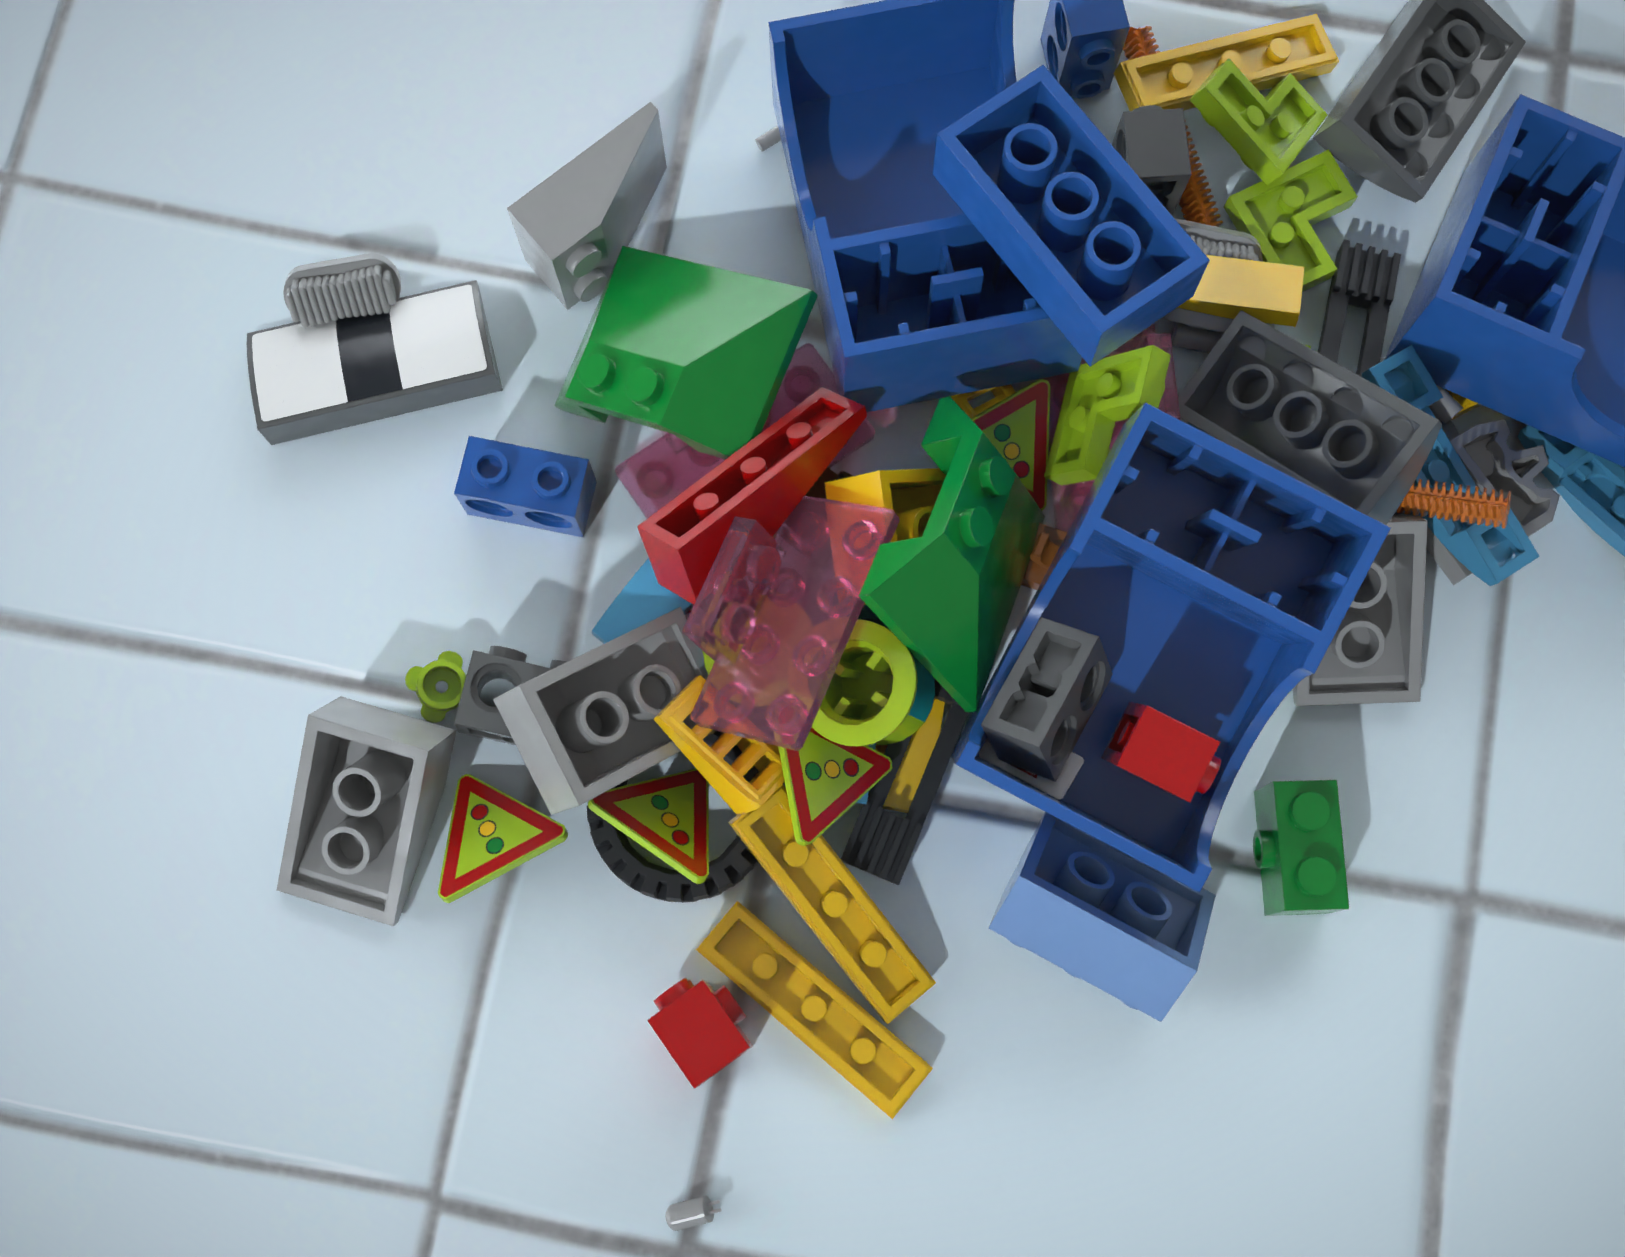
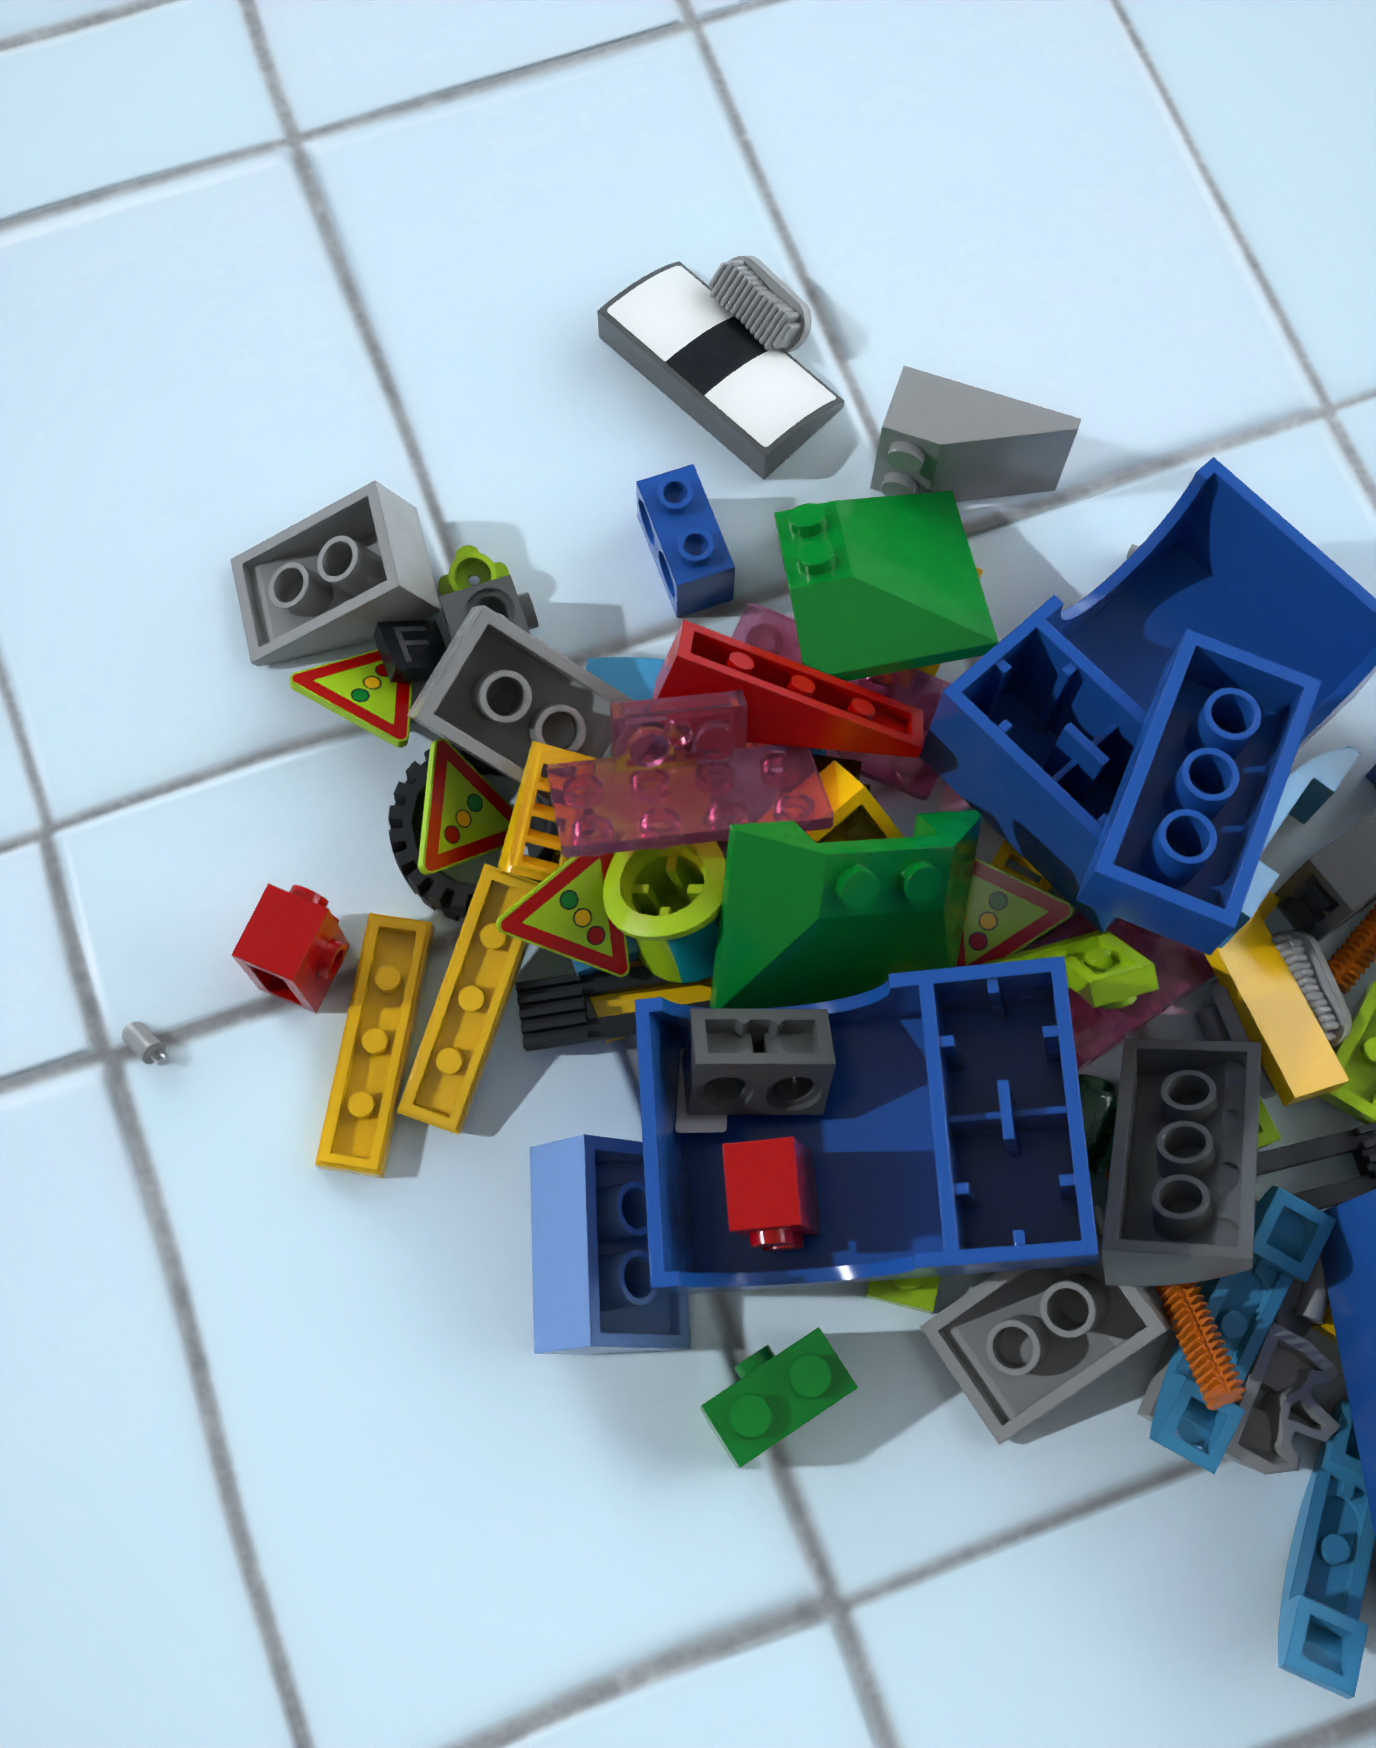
camera: 60 degrees right, 5 degrees down
(477, 776) = (409, 649): none -> black tile

